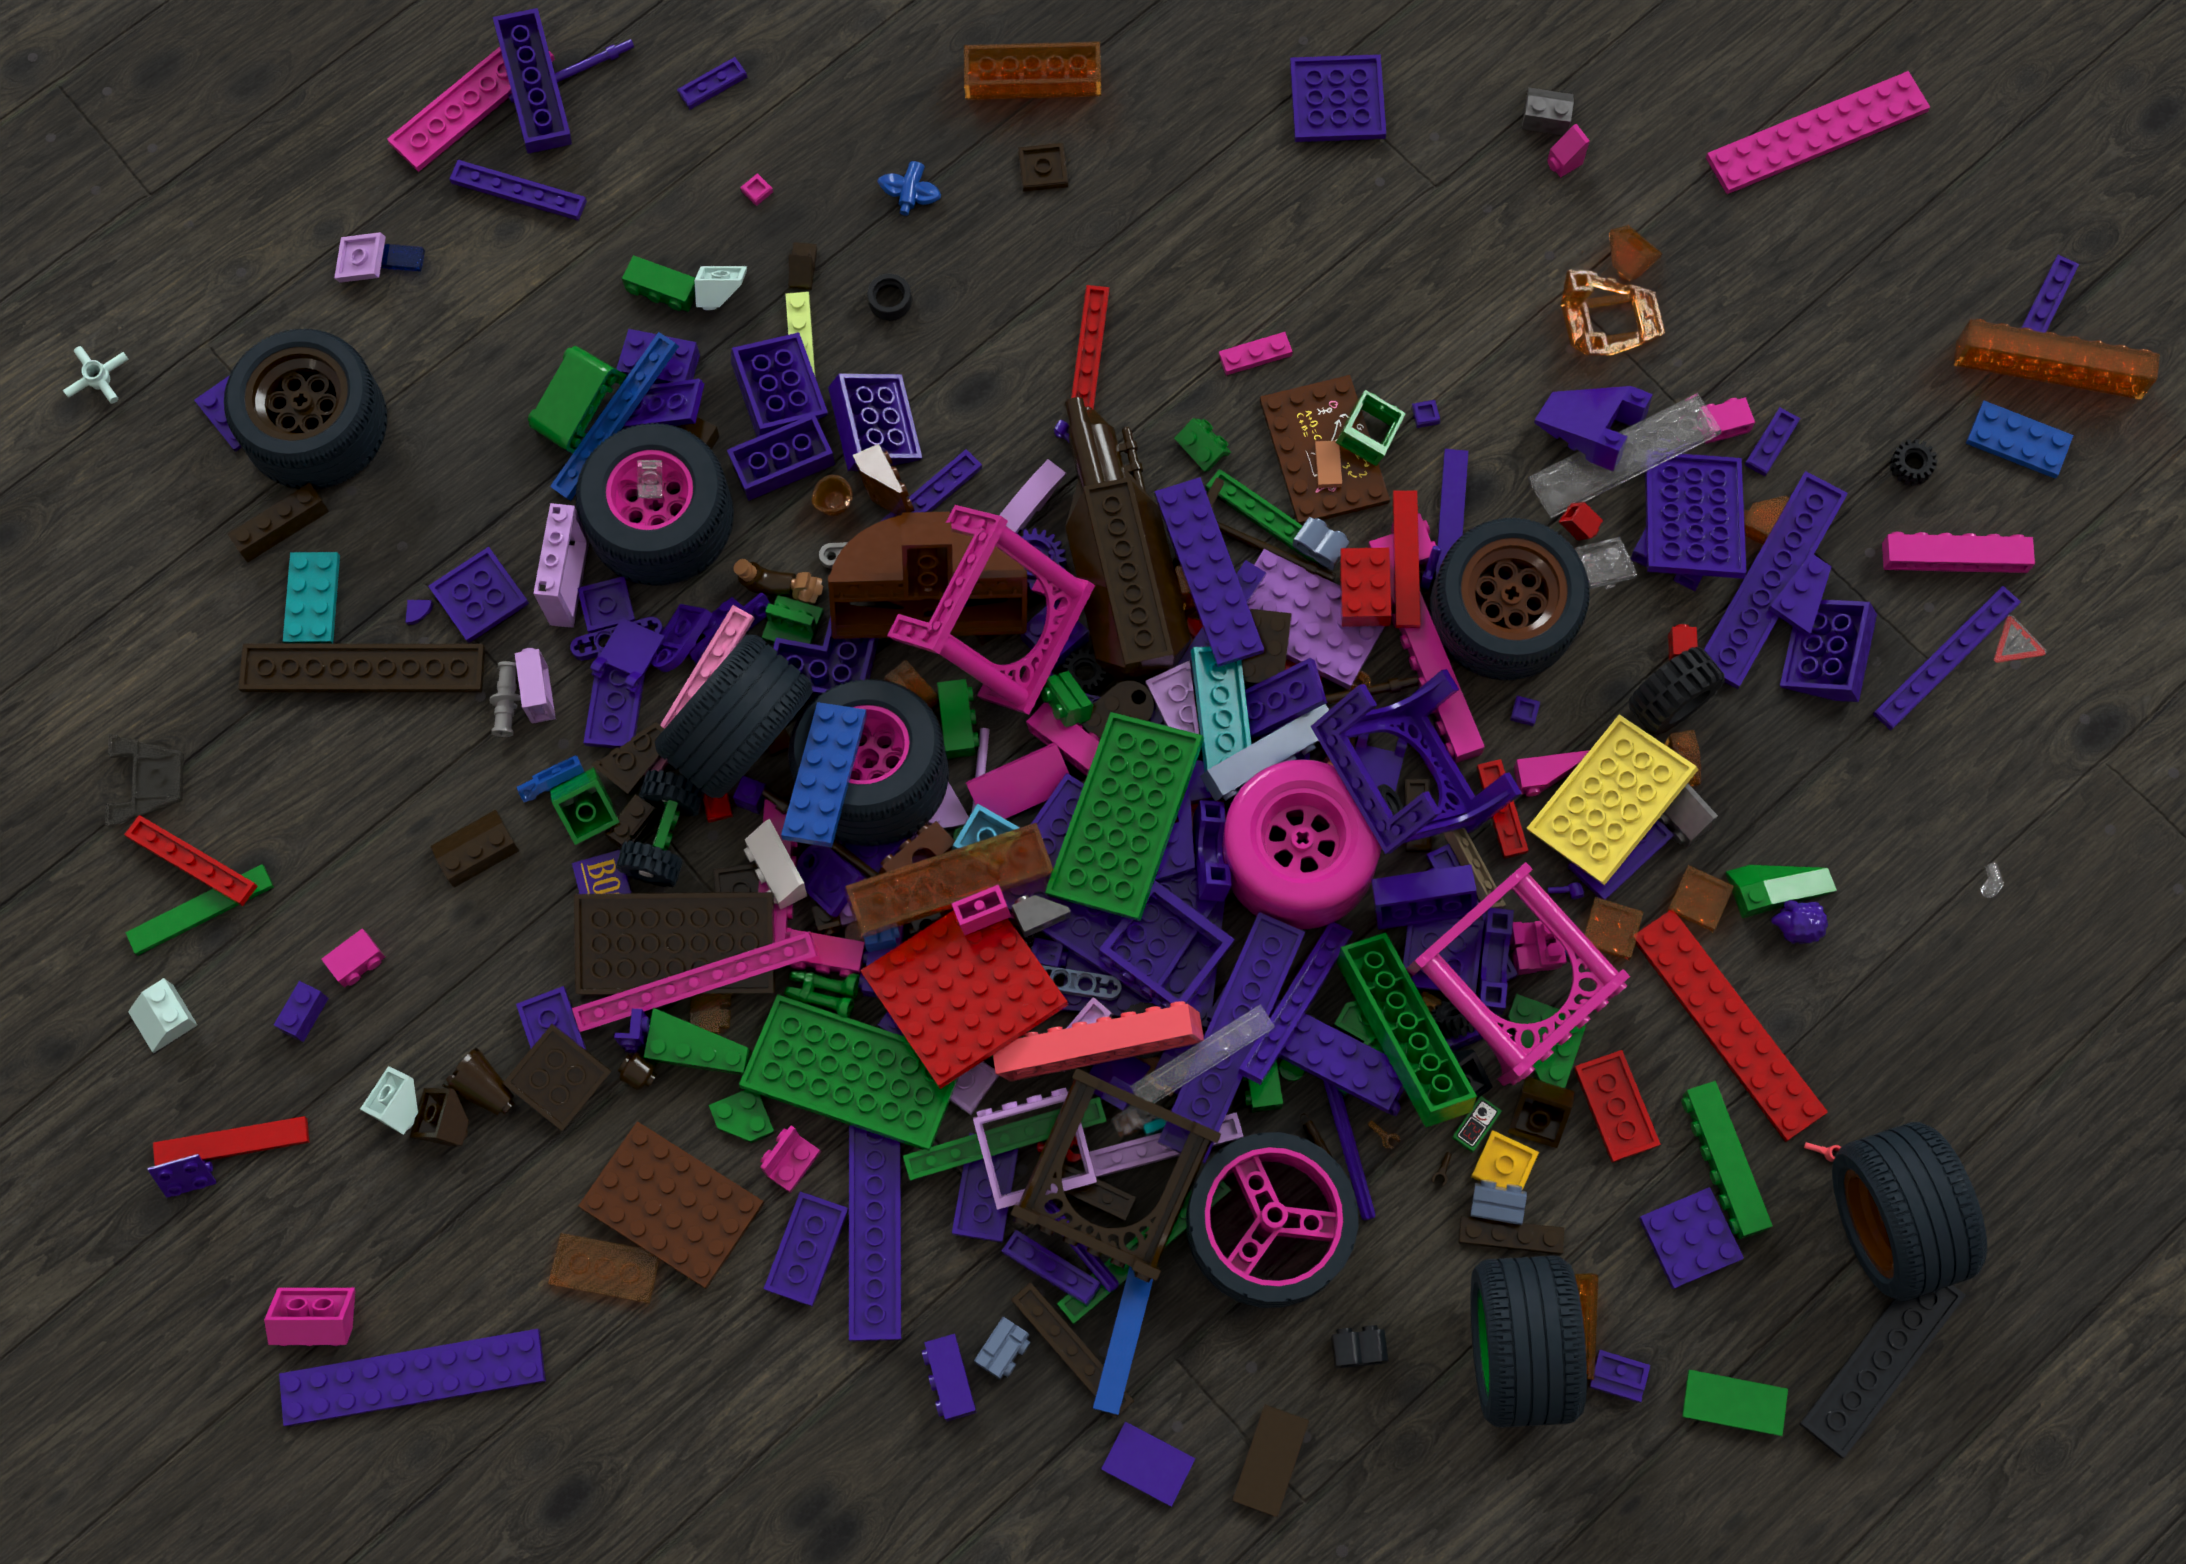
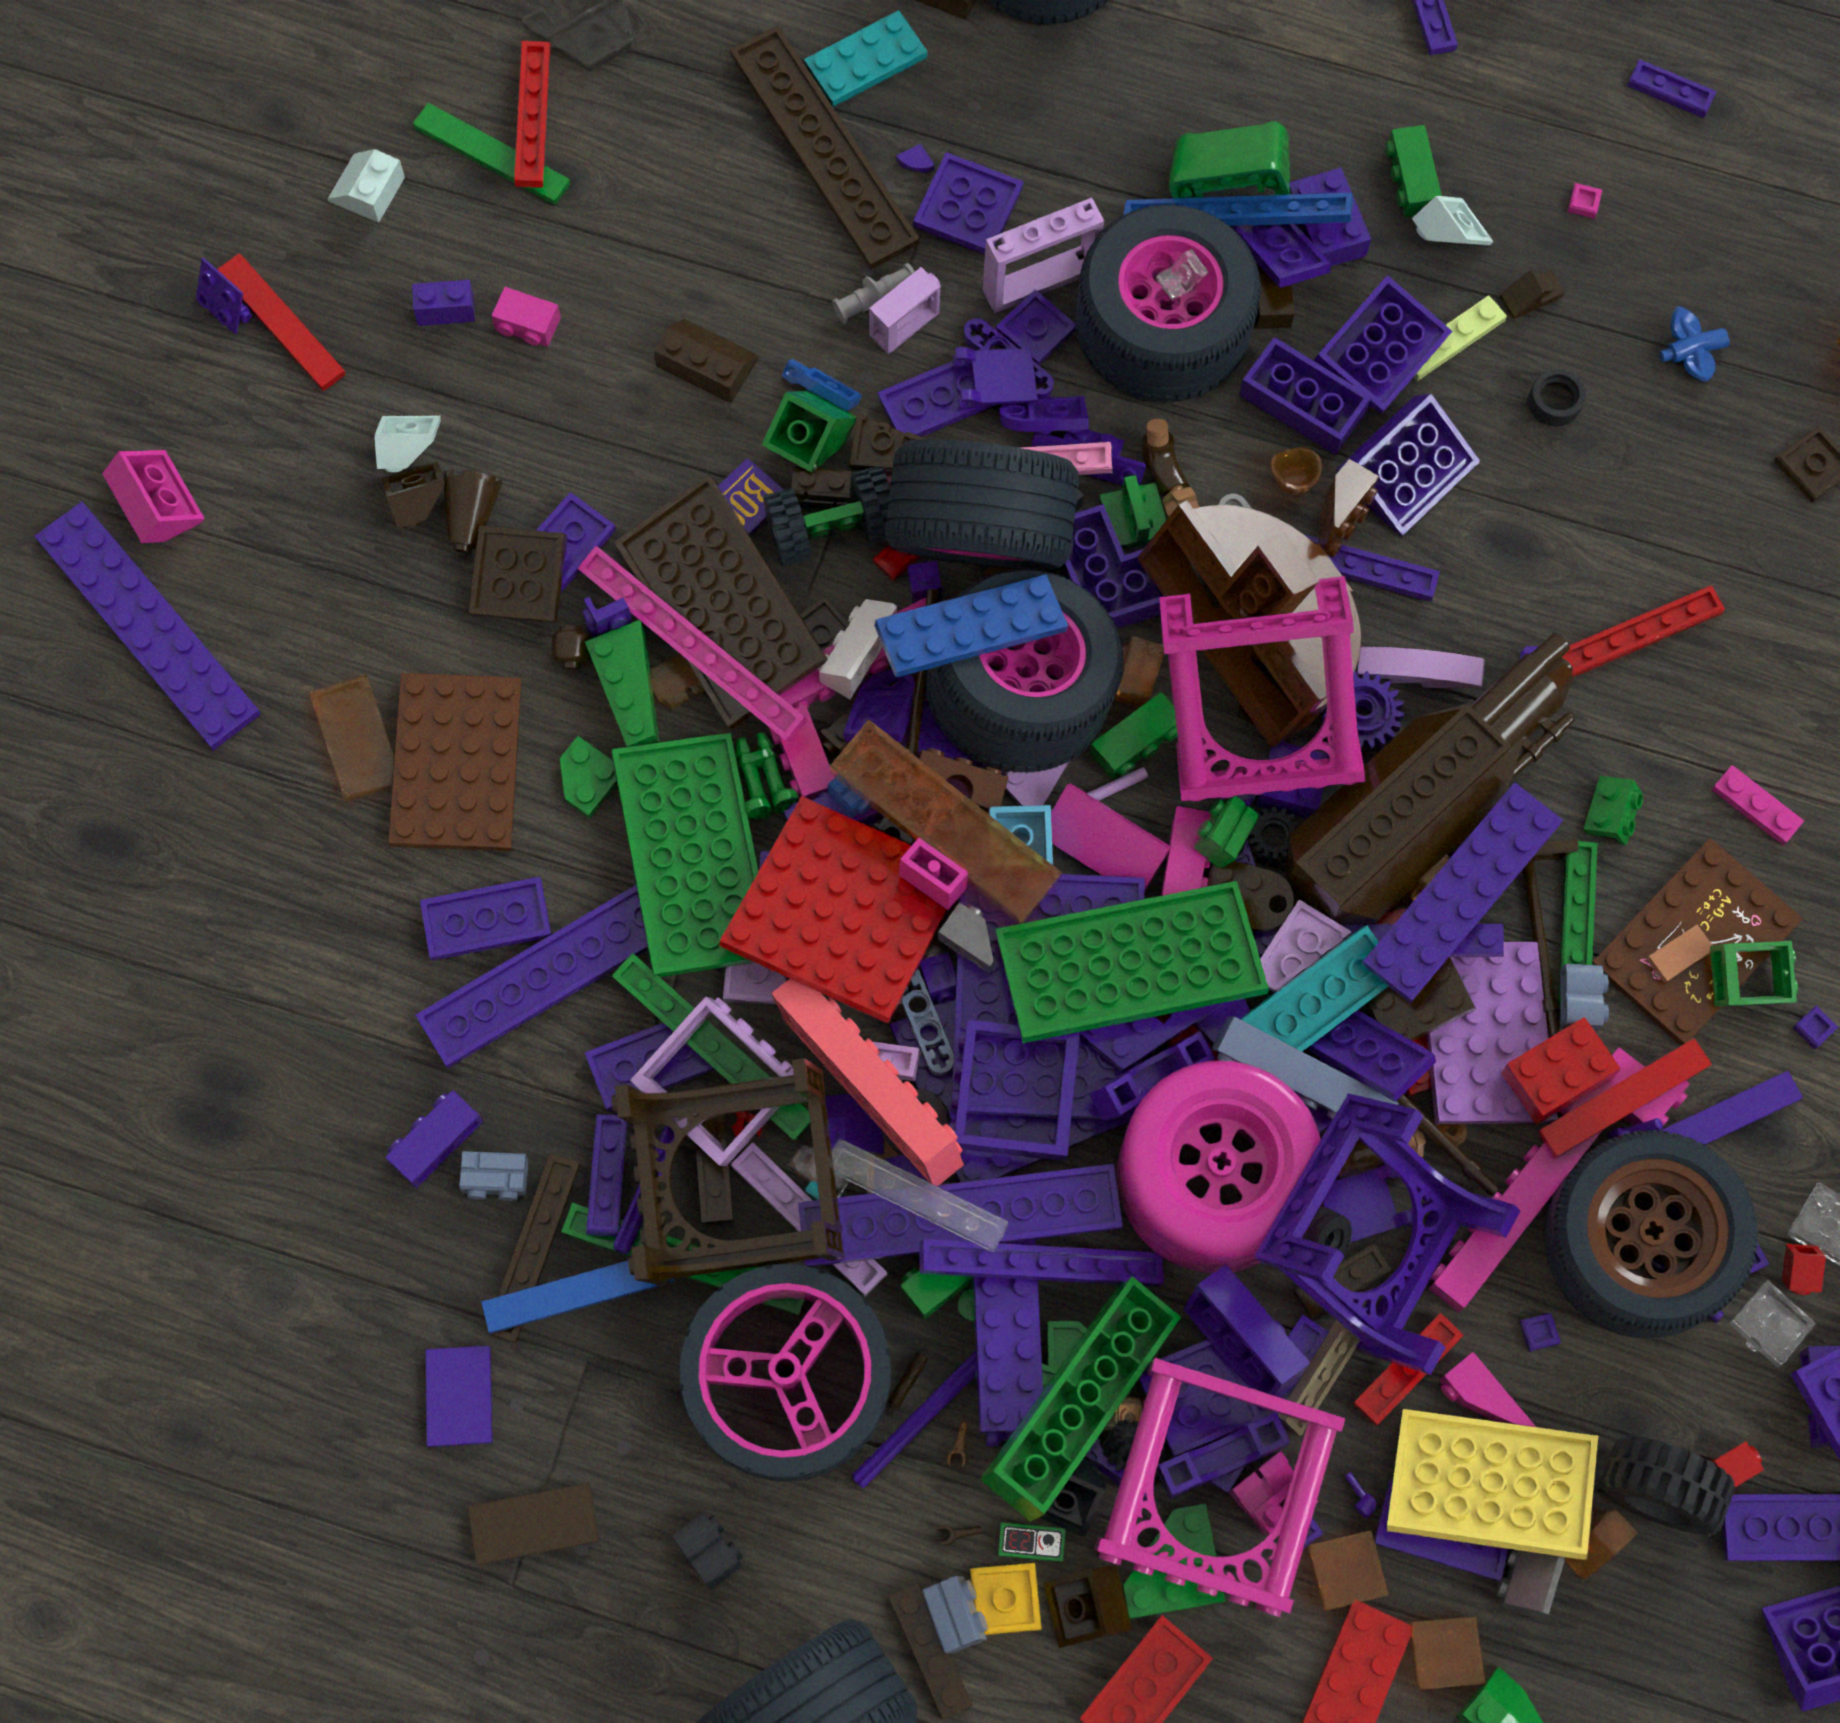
camera: 55 degrees right, 0 degrees up
(789, 1159) = (567, 844): dark pink bracket -> none

